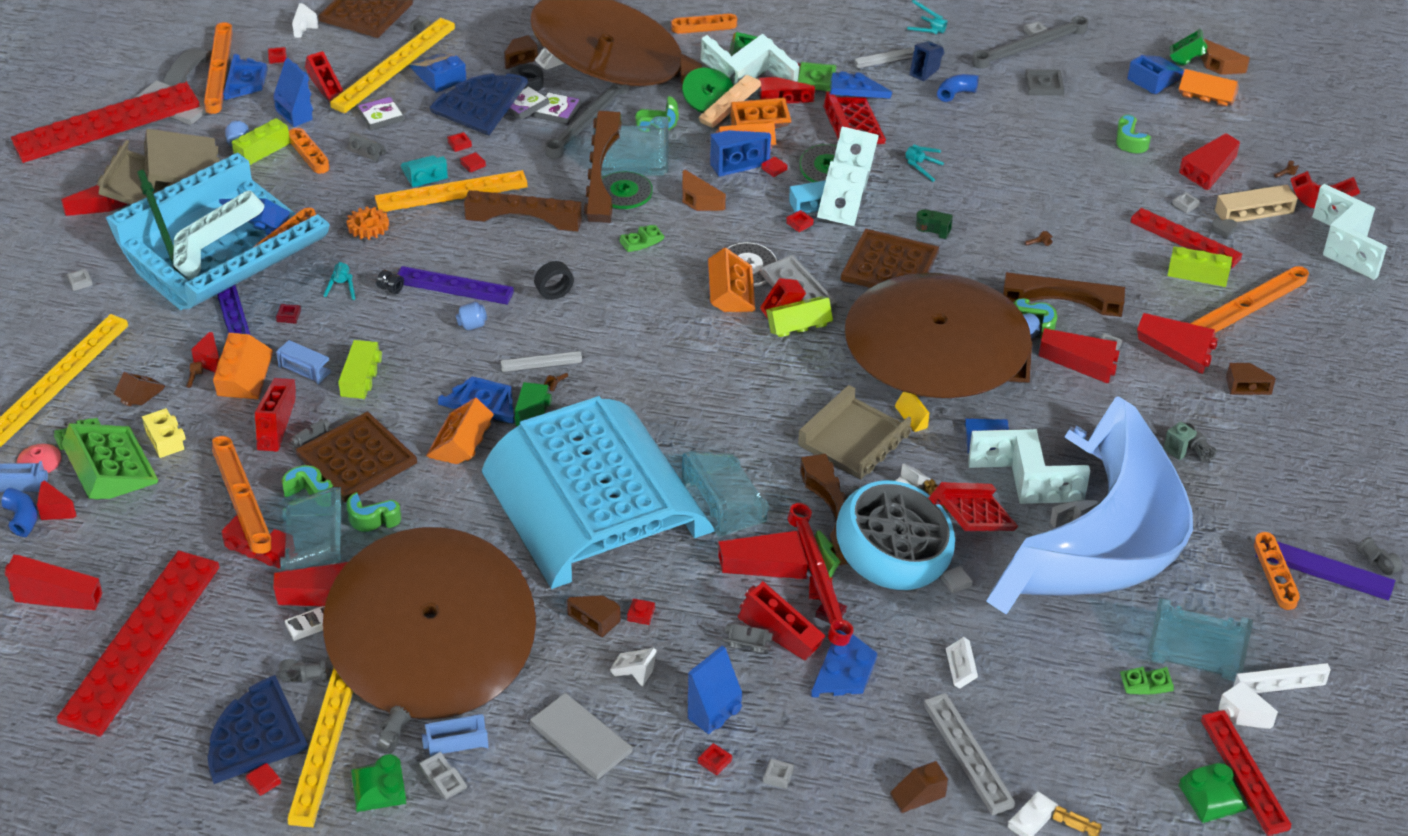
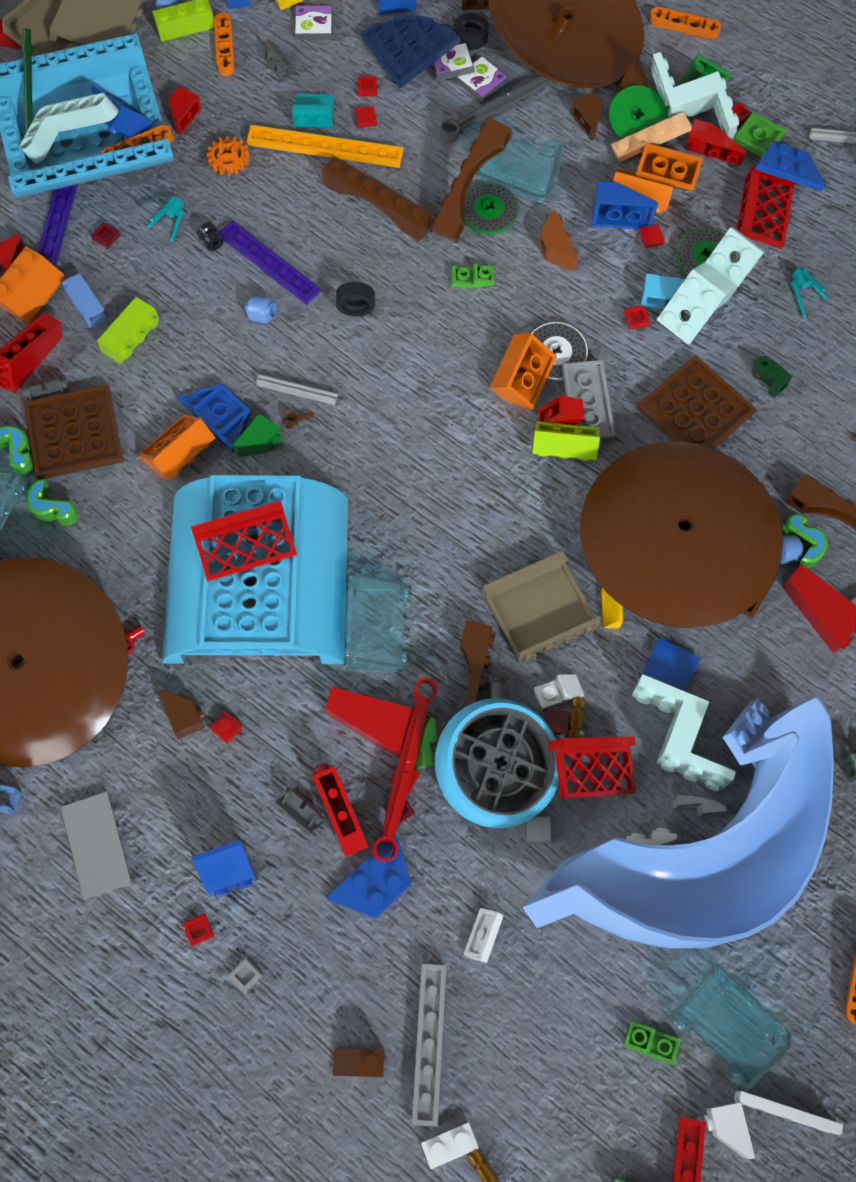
camera: 25 degrees right, 25 degrees up
(301, 197) = (184, 108): none -> red slope
(569, 440) = (238, 522): none -> red fence
(638, 663) = (181, 791): white slope -> none
(644, 116) = (569, 132): bright green animal -> none
(658, 99) = (587, 113): none -> reddish brown slope

